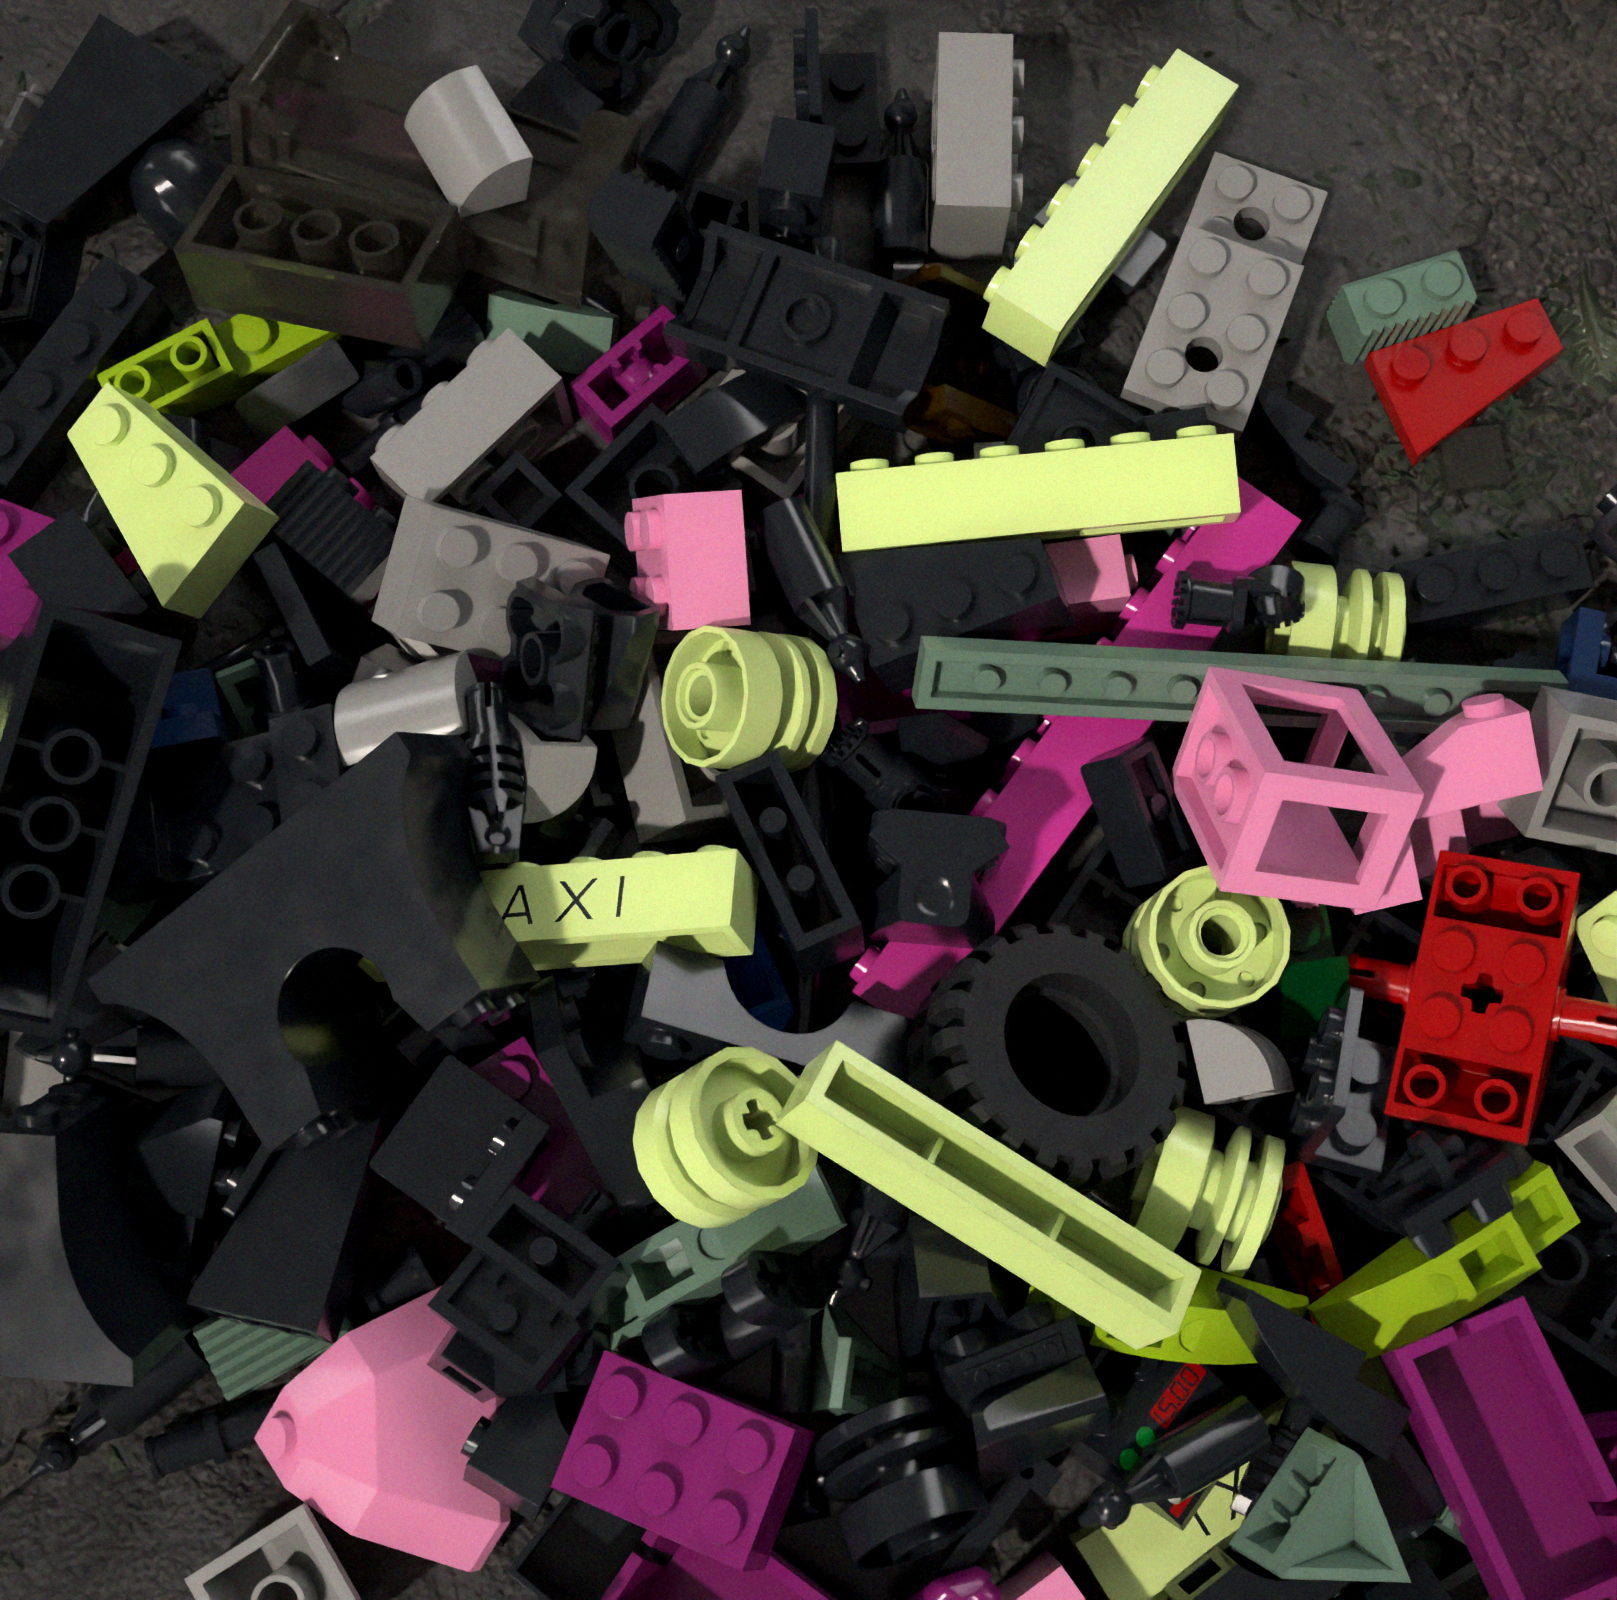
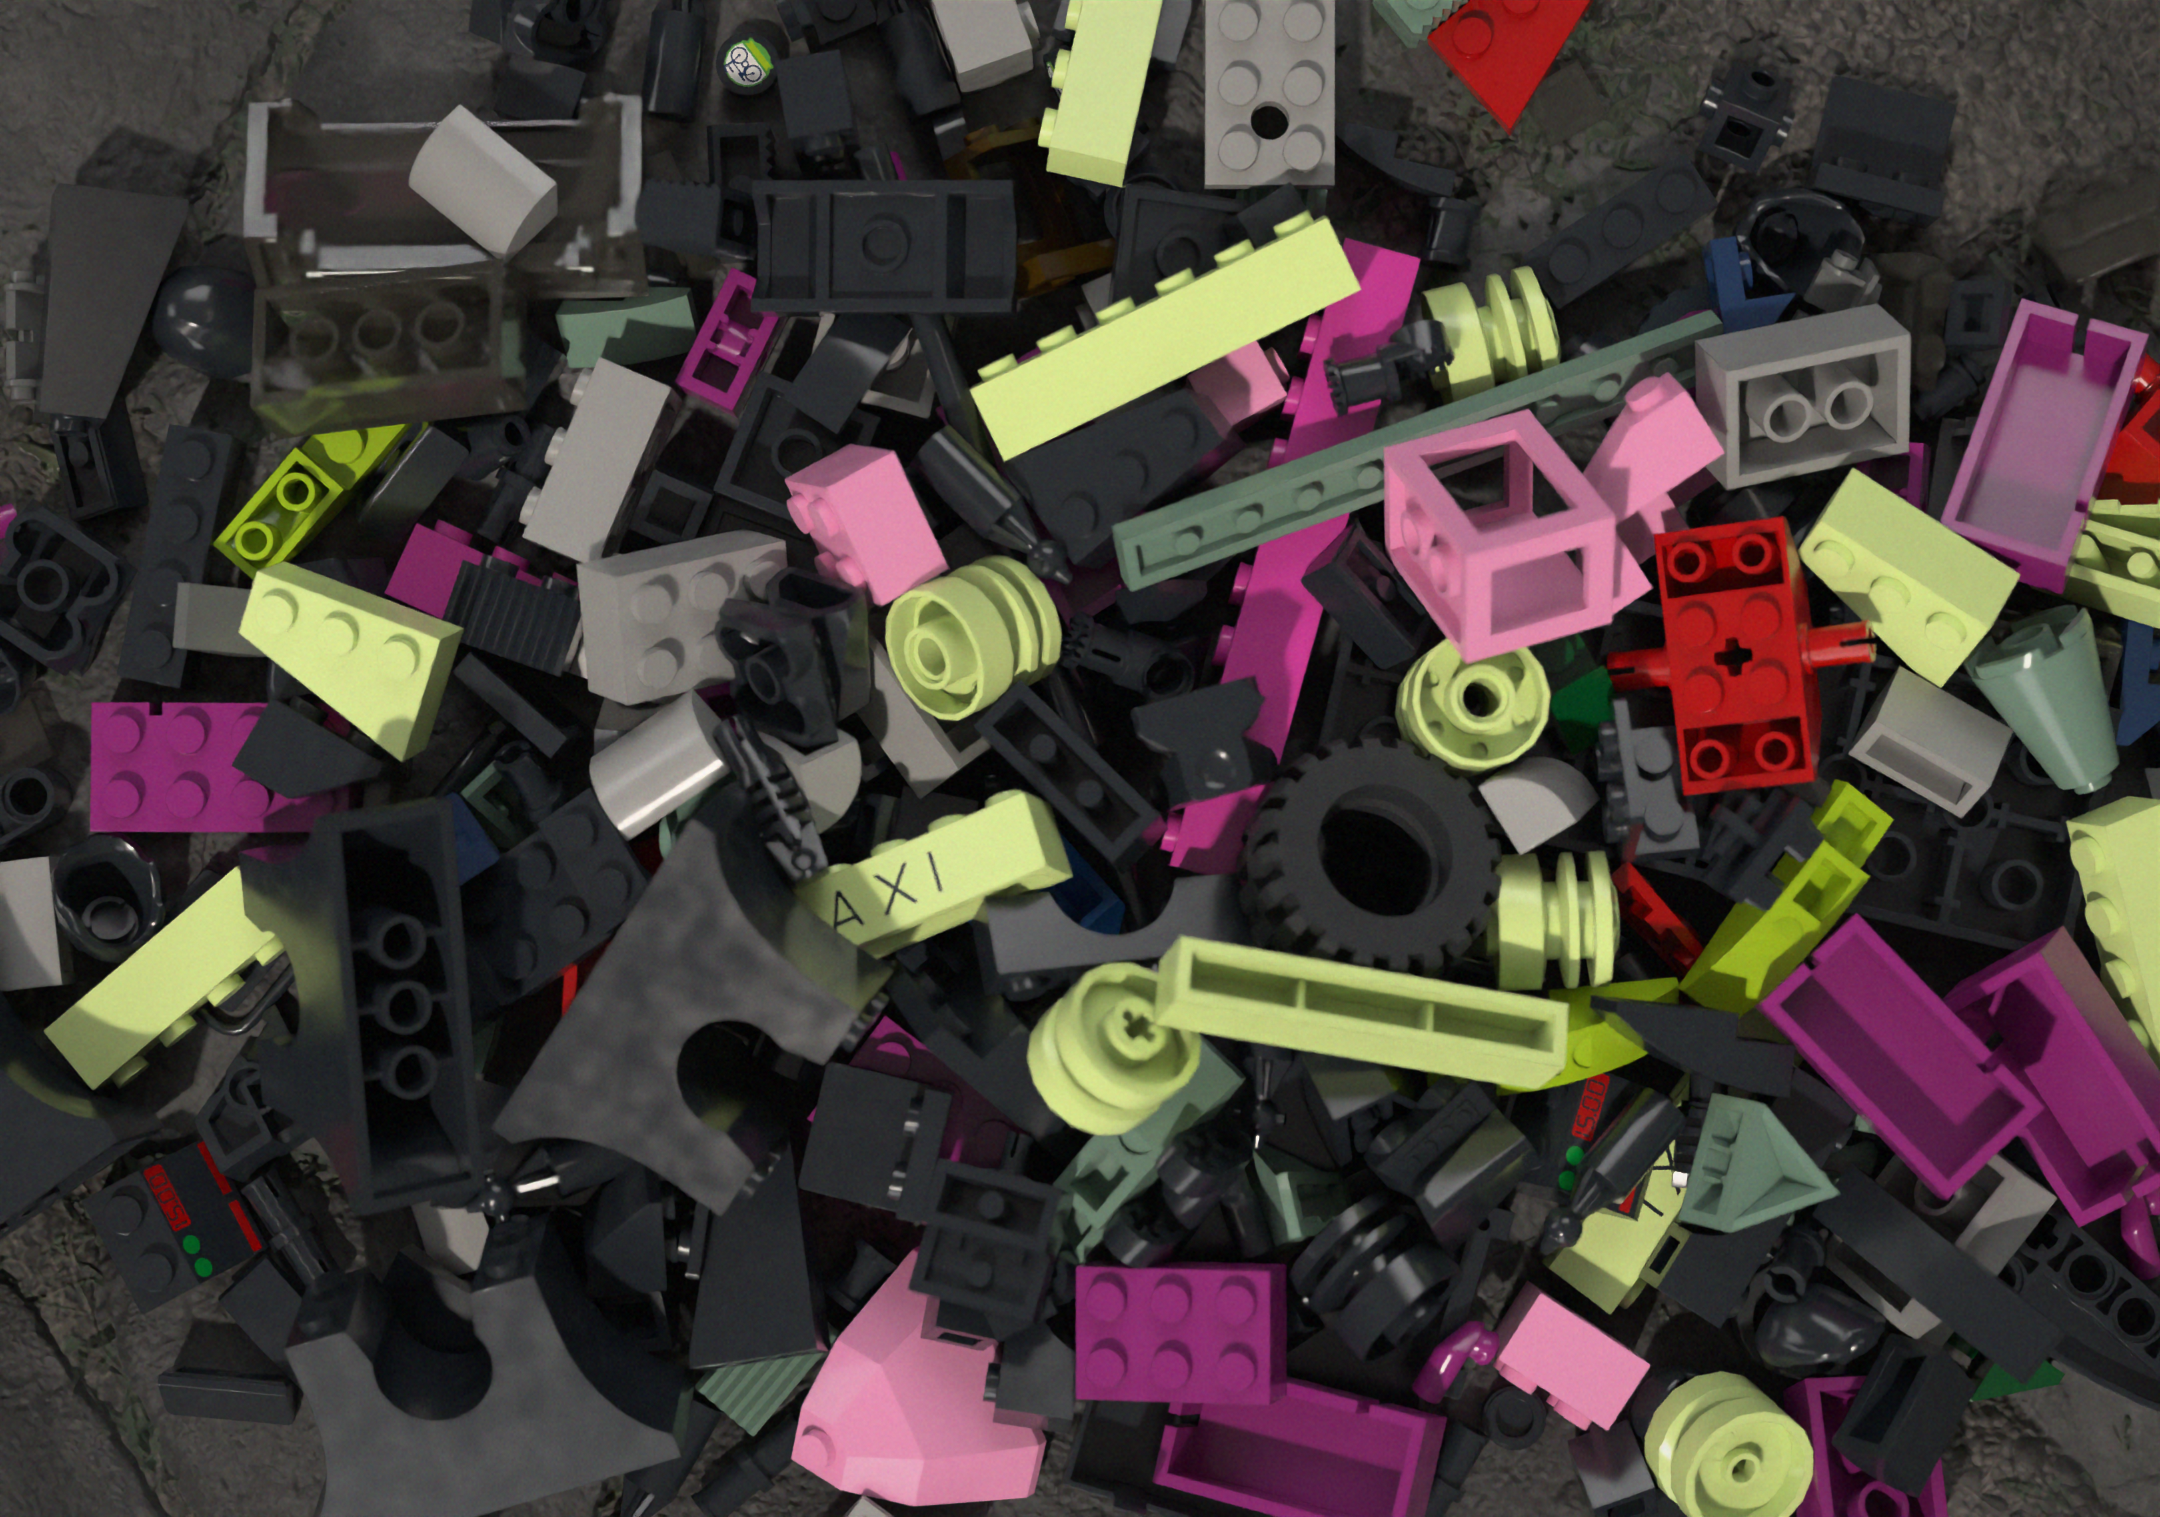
camera: 20 degrees left, 10 degrees up
(44, 435) = (211, 619): none -> dark grey slope
(743, 159) = (747, 65): none -> tile

